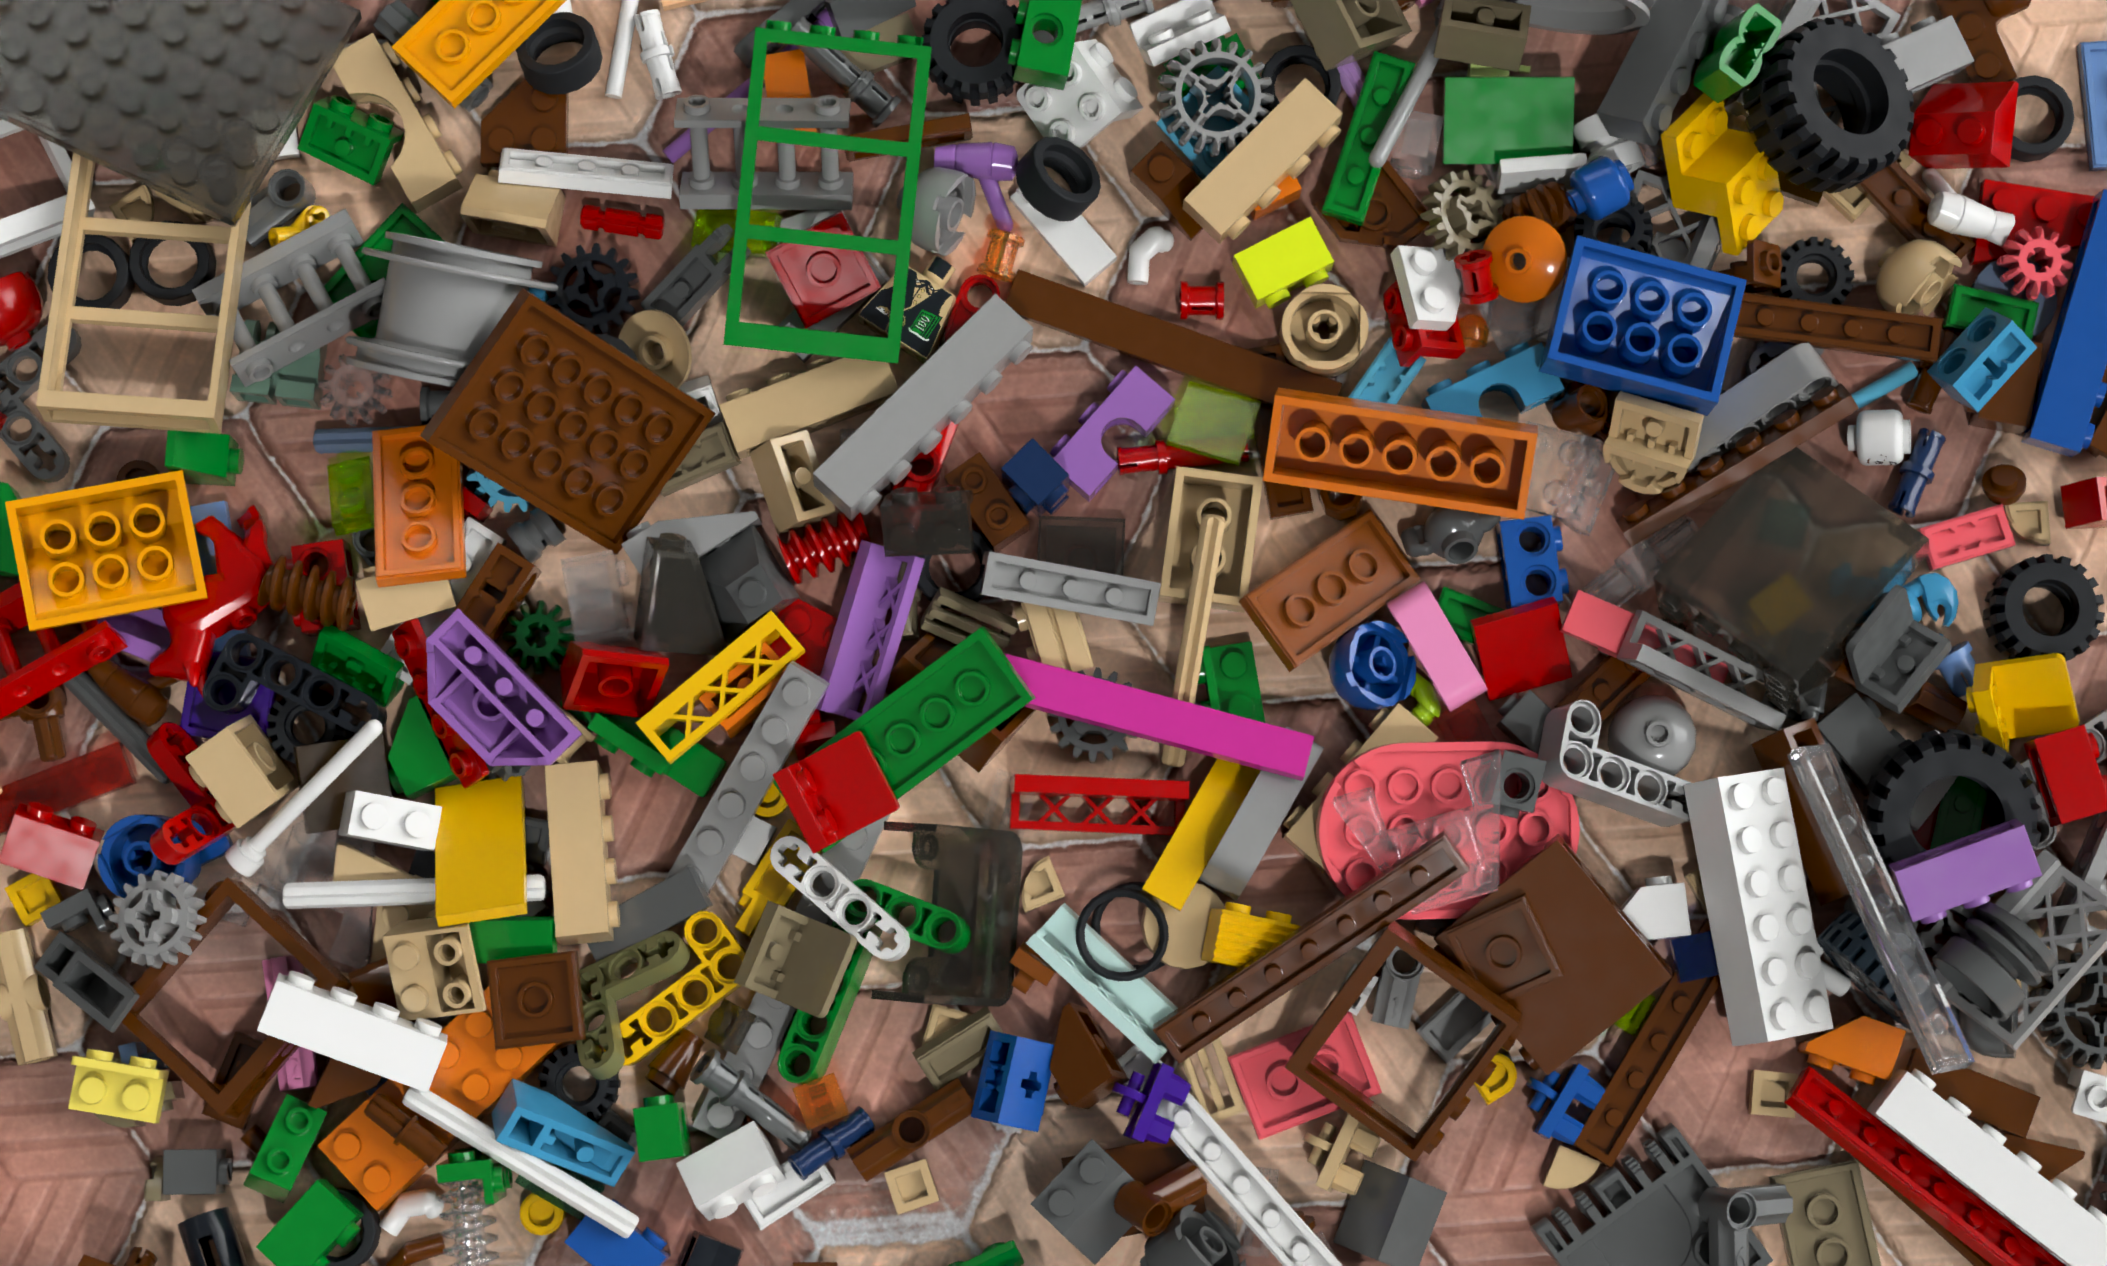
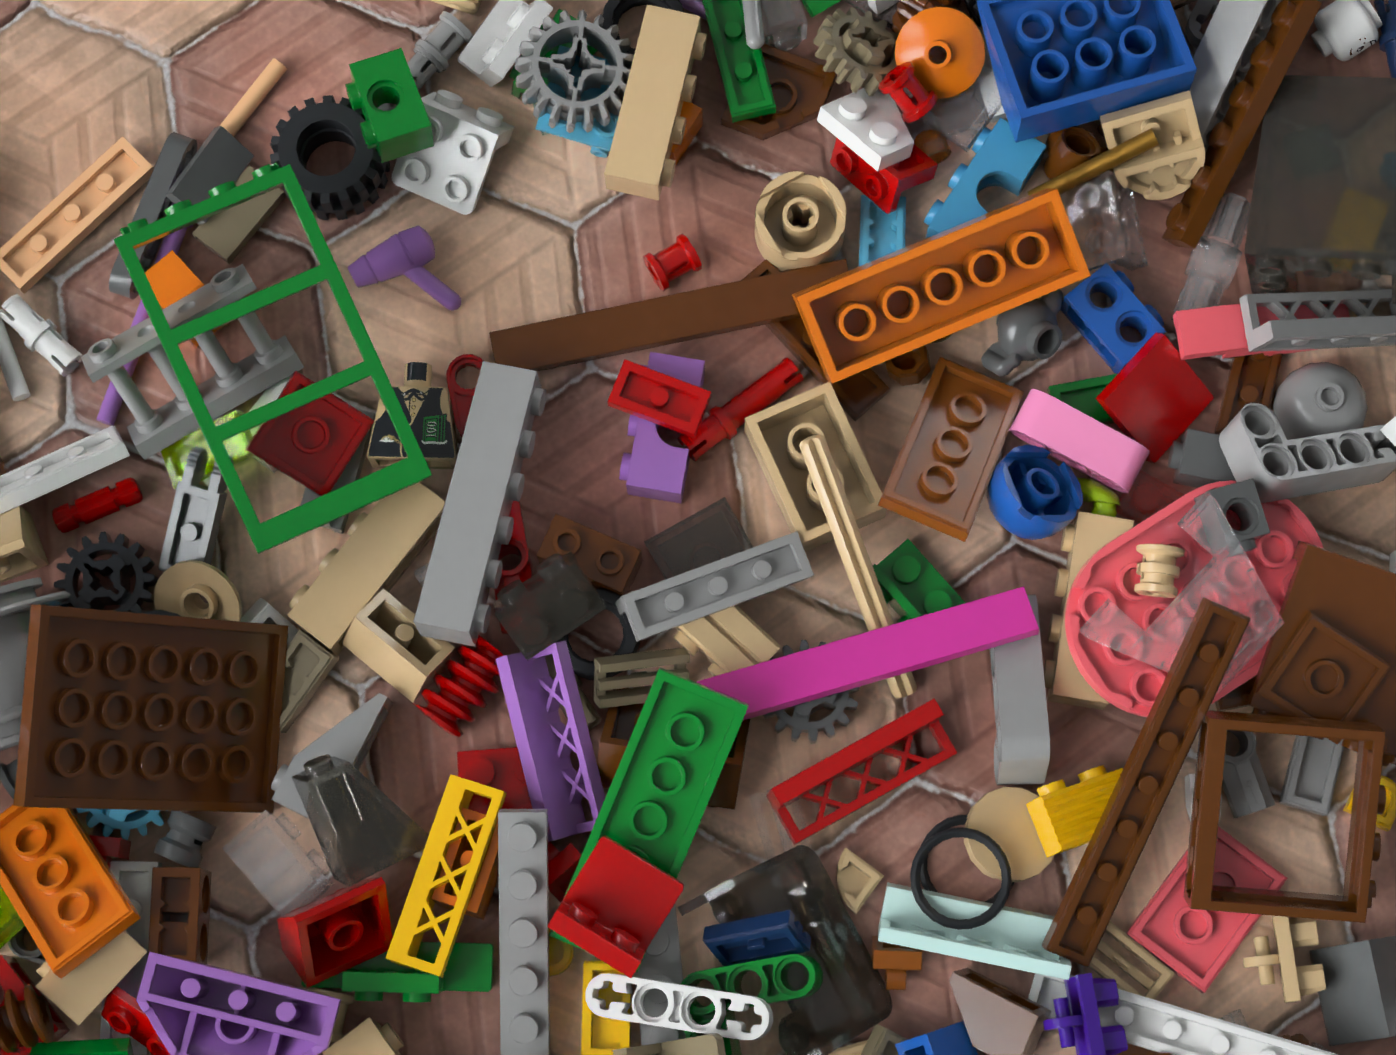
camera: 30 degrees left, 5 degrees down
(525, 635) = (231, 940): dark green gear -> none
(745, 583) = (411, 765): dark grey slope -> none
(755, 841) = (564, 1002): white tile -> none
(856, 83) = (231, 251): dark grey pin -> none
(933, 883) = (756, 938): none -> dark blue tile
(935, 133) = (345, 250): reddish brown tile -> none
(939, 206) = (384, 309): light grey cylinder -> none
(1001, 255) = (465, 328): clear orange bush -> none
(1036, 480) = (623, 507): dark blue brick -> none
(1071, 241) = (507, 273): white hinge -> none
(1072, 165) = (456, 232): black tyre -> none
(1118, 409) = (659, 398): none -> red plate
(1143, 249) = (591, 250): white arm -> none
(1165, 183) = (577, 179): reddish brown slope -> none
(1200, 832) = (972, 740): yellow slope -> none
(1213, 423) = (752, 363): clear neon green piece -> none
(1283, 264) = (726, 186): neon yellow brick -> none
(1425, 788) = (1158, 570): none -> tan bush
(1593, 430) = (1101, 163): none -> pearl gold bar

